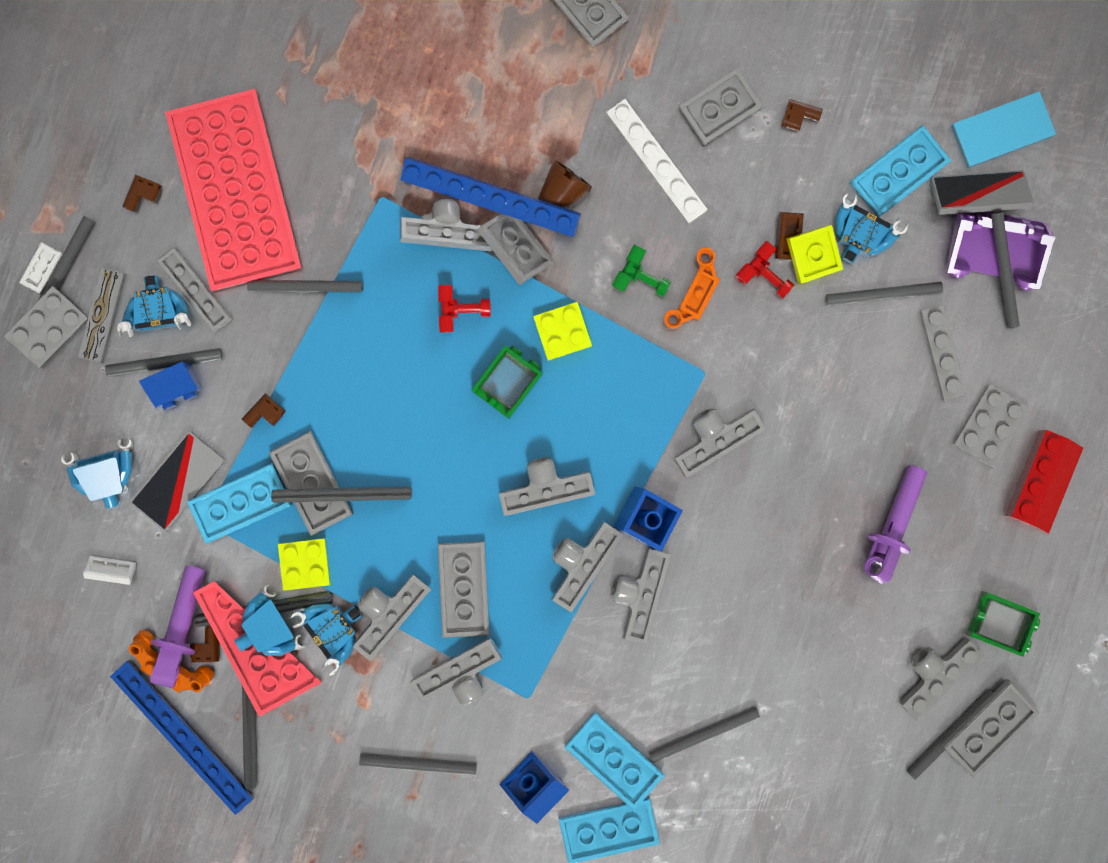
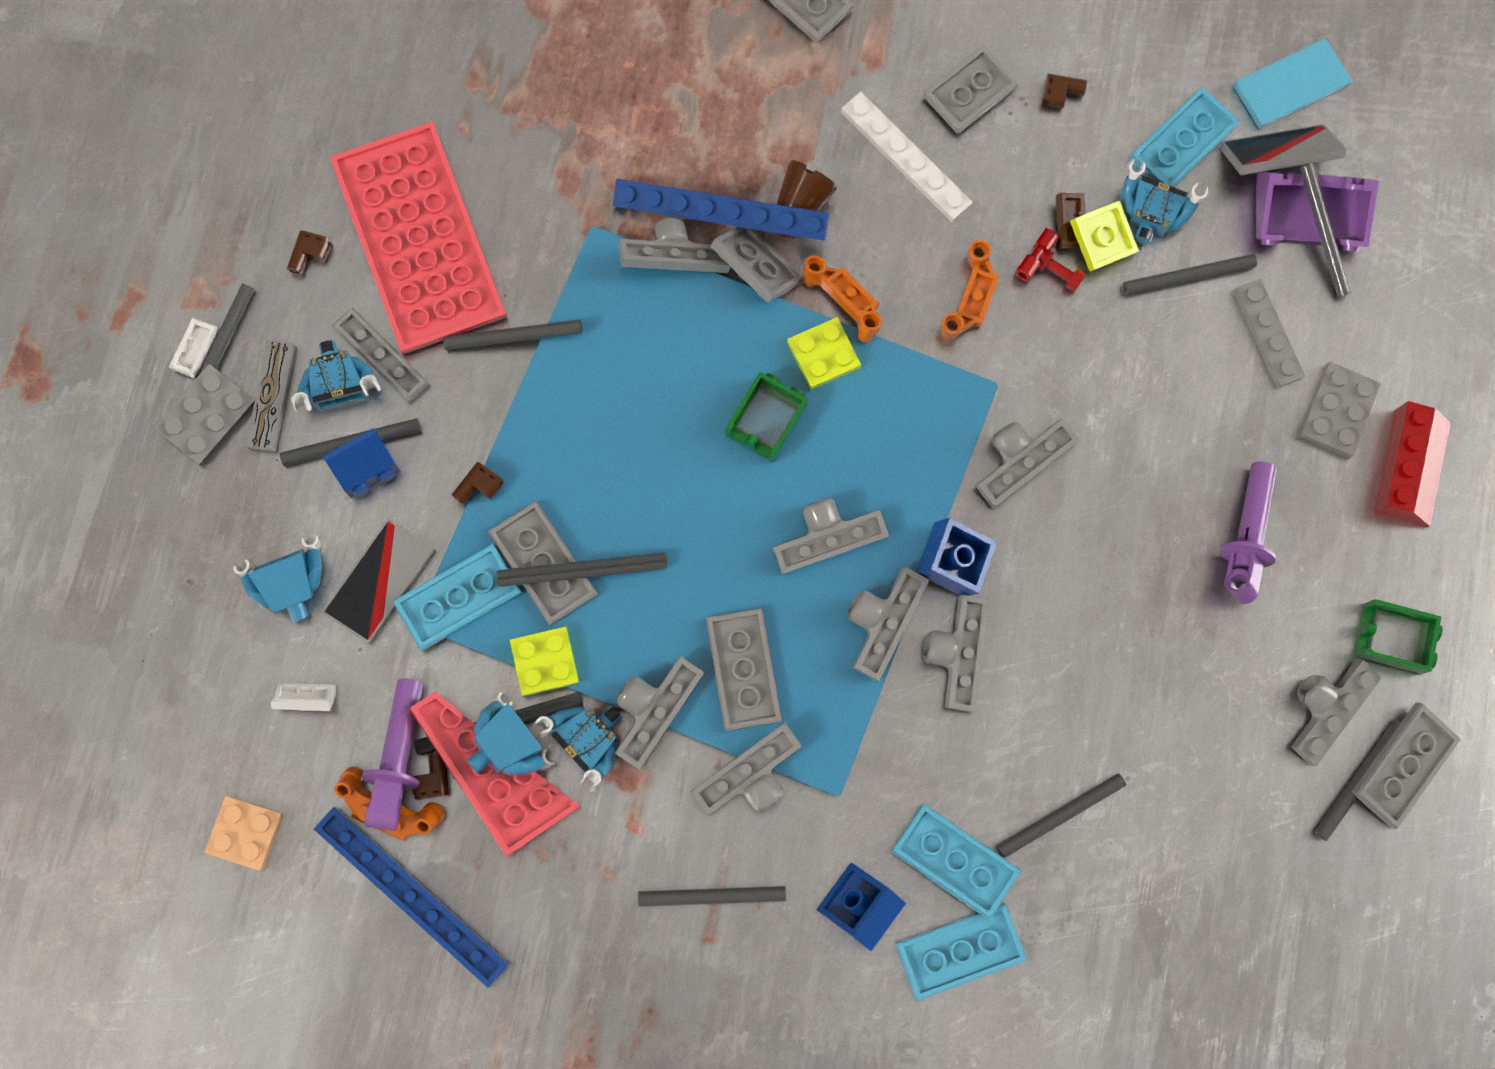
camera: 15 degrees left, 10 degrees down
(55, 672) = (243, 833): none -> light nougat plate
(249, 742) = (496, 892): dark grey axle -> none
(451, 308) = (689, 339): red bar -> none
(589, 281) = (846, 293): none -> orange plate
(634, 271) = (897, 278): green bar -> none

